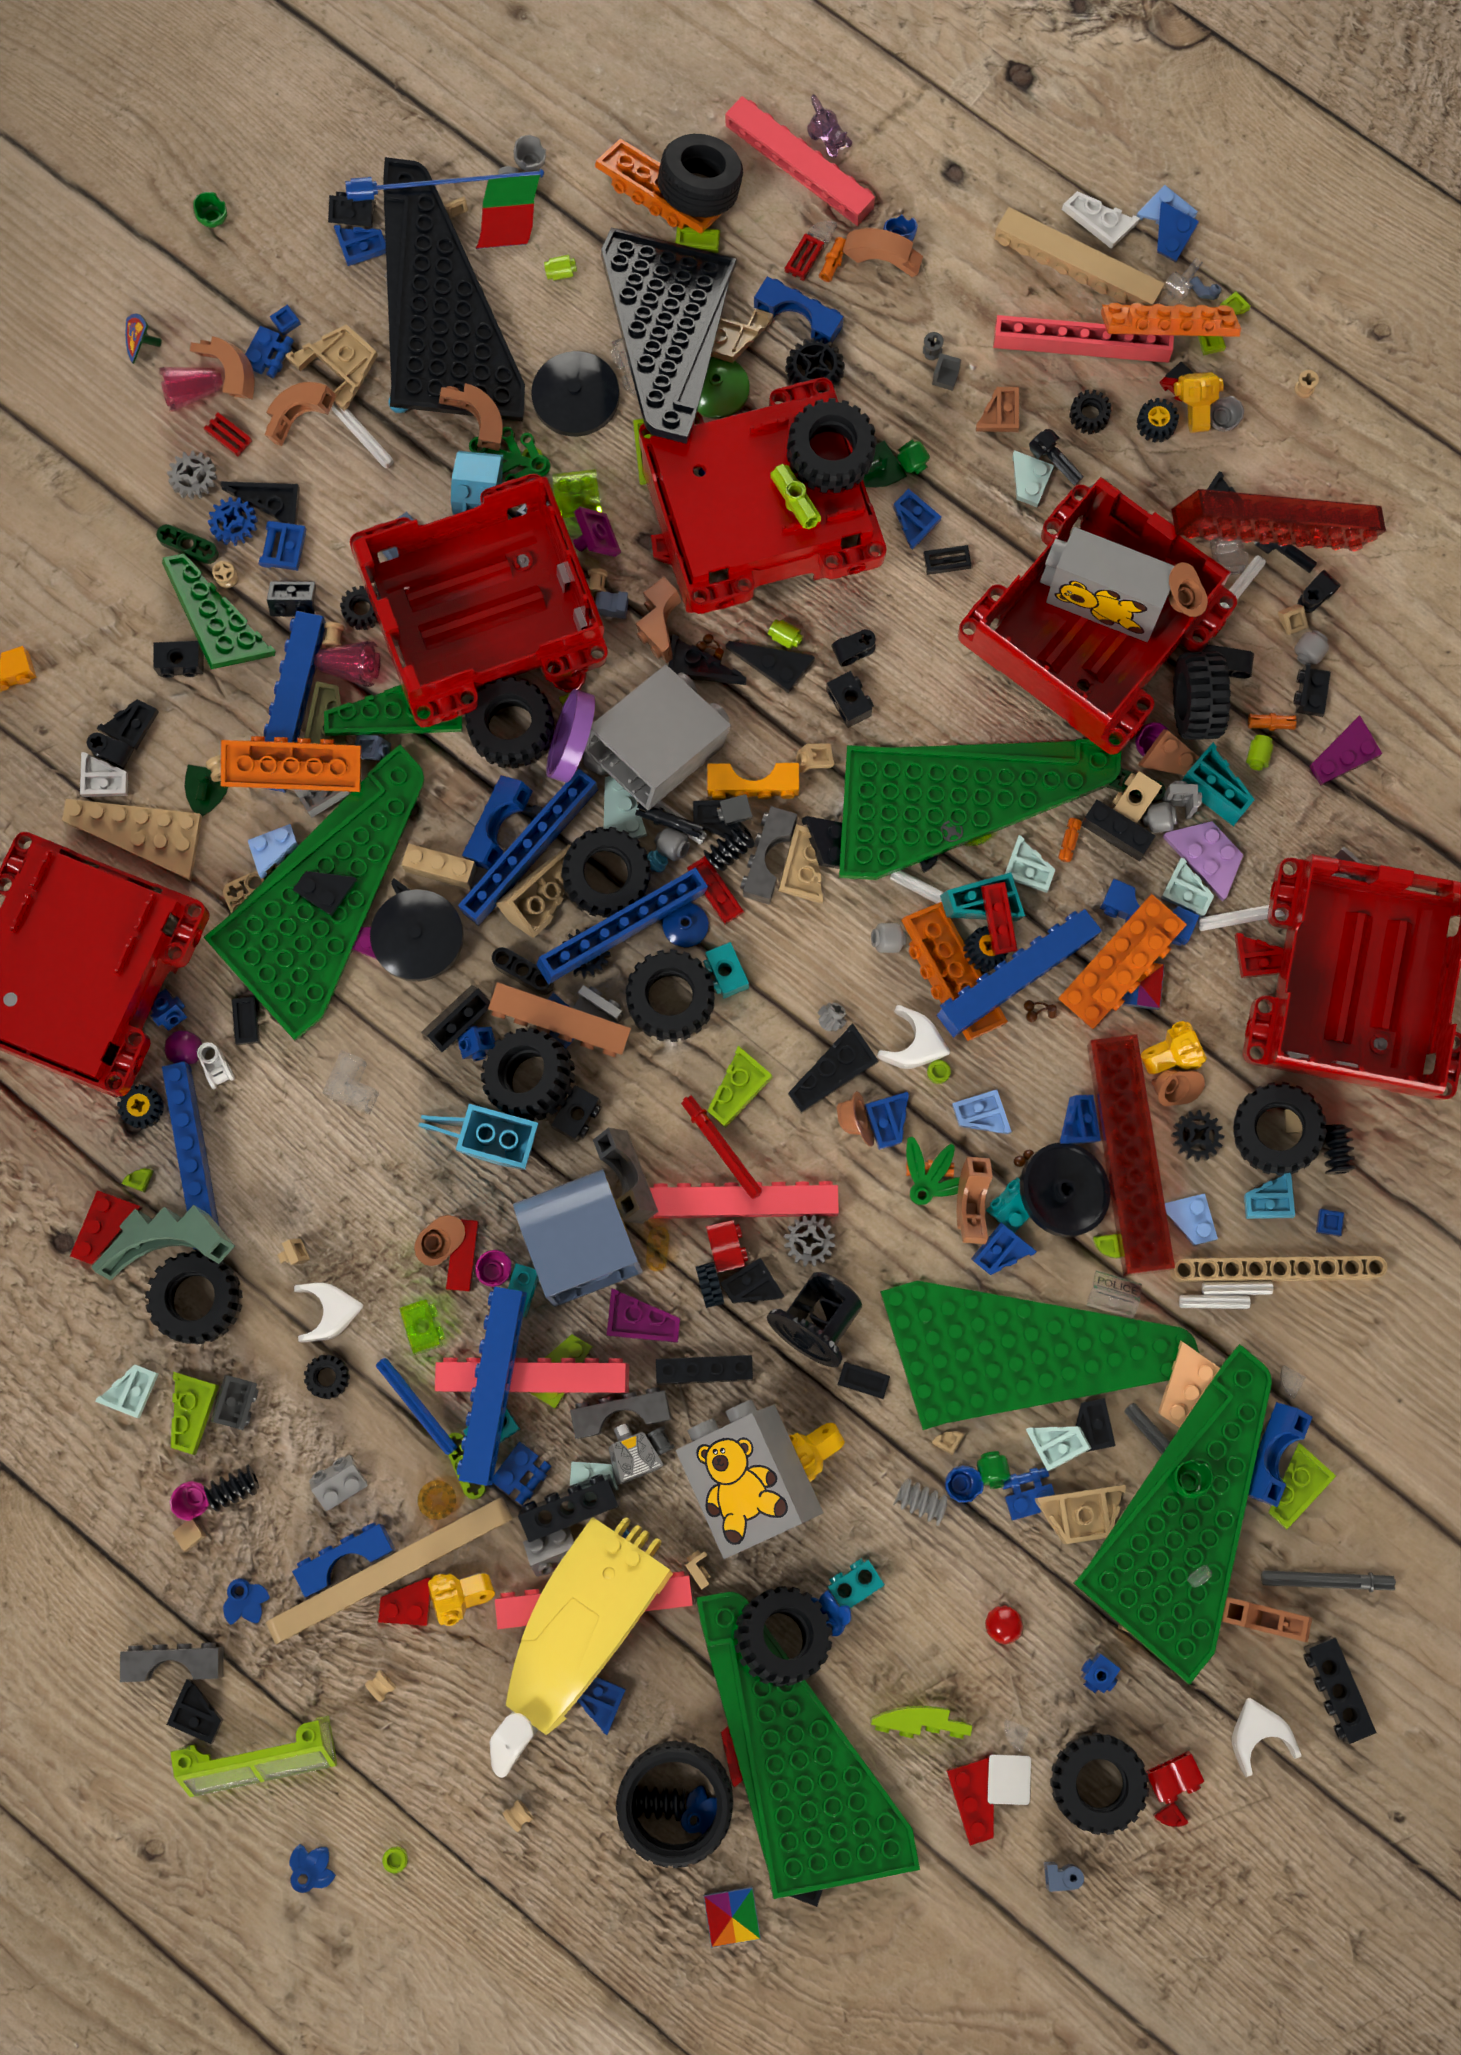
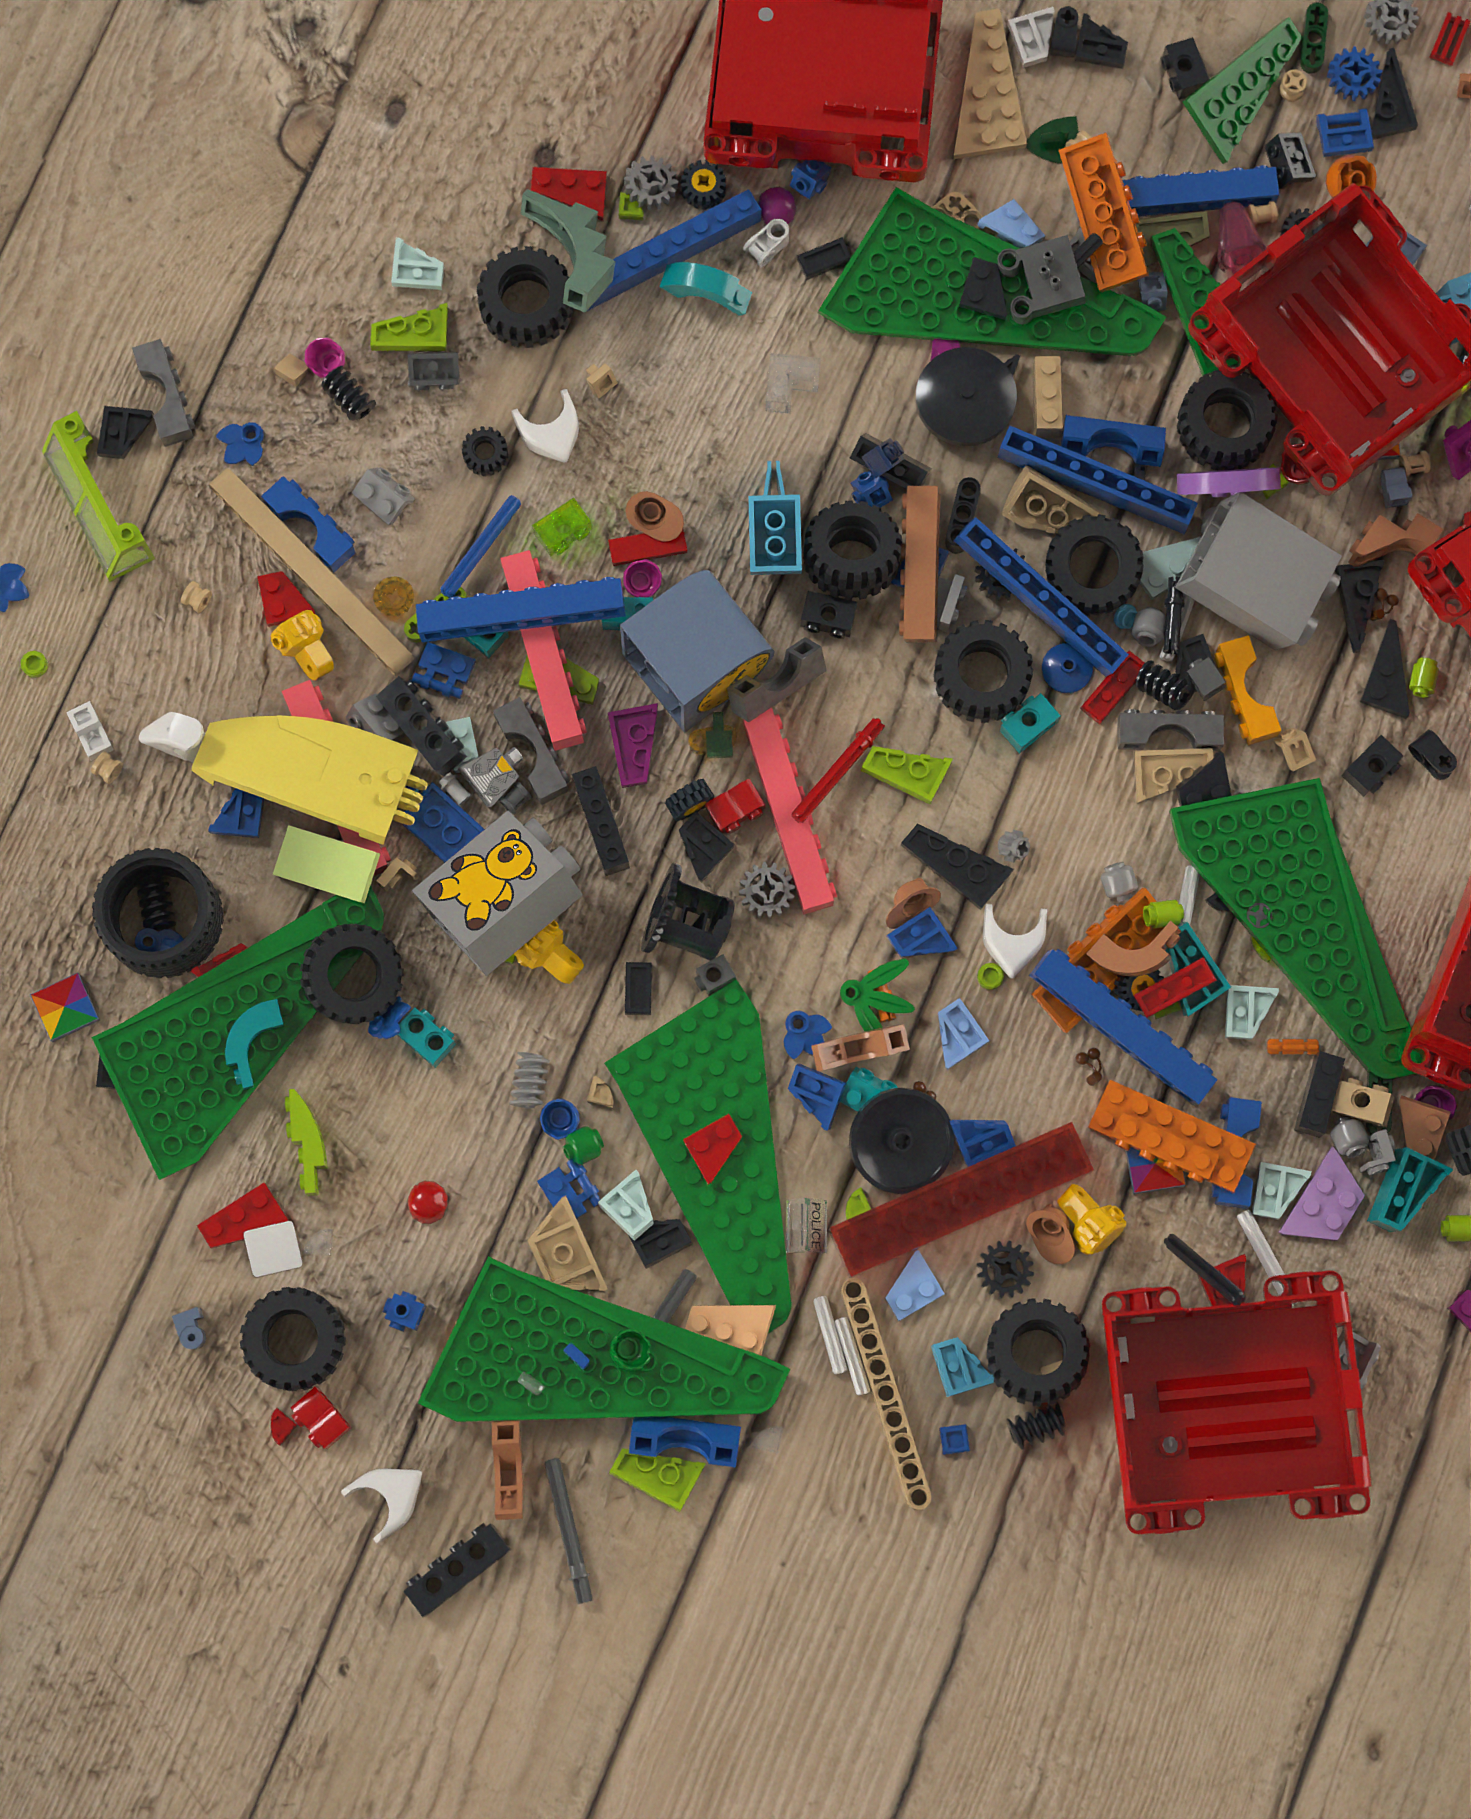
camera: 70 degrees right, 0 degrees up
(113, 1162) = (648, 172): none -> light grey gear
(235, 1132) = (704, 281): none -> teal arch
(329, 553) = (1350, 170): none -> orange cylinder
(332, 828) = (1050, 275): none -> dark grey piece
(457, 1020) = (884, 457): none -> dark blue slope
(476, 1822) = (90, 730): none -> white slope
(634, 1494) = (454, 788): none -> white pin
(663, 1243) = (719, 740): none -> clear green plate
(666, 1512) = (442, 824): none -> blue tile
(672, 1632) = (326, 864): none -> yellowish green tile
(803, 1744) = (248, 1026): none -> teal arch
(877, 1299) = (718, 964): none -> dark grey brick
(931, 909) = (1162, 912): none -> lime brick
(949, 1245) = (810, 1034): none -> blue plate
(969, 949) = (1135, 962): none -> nougat arch
(1025, 1354) = (713, 1146): none -> red wing
(1186, 1528) = (577, 1356): none -> blue tile
(1249, 968) = (1205, 1269): none -> black axle

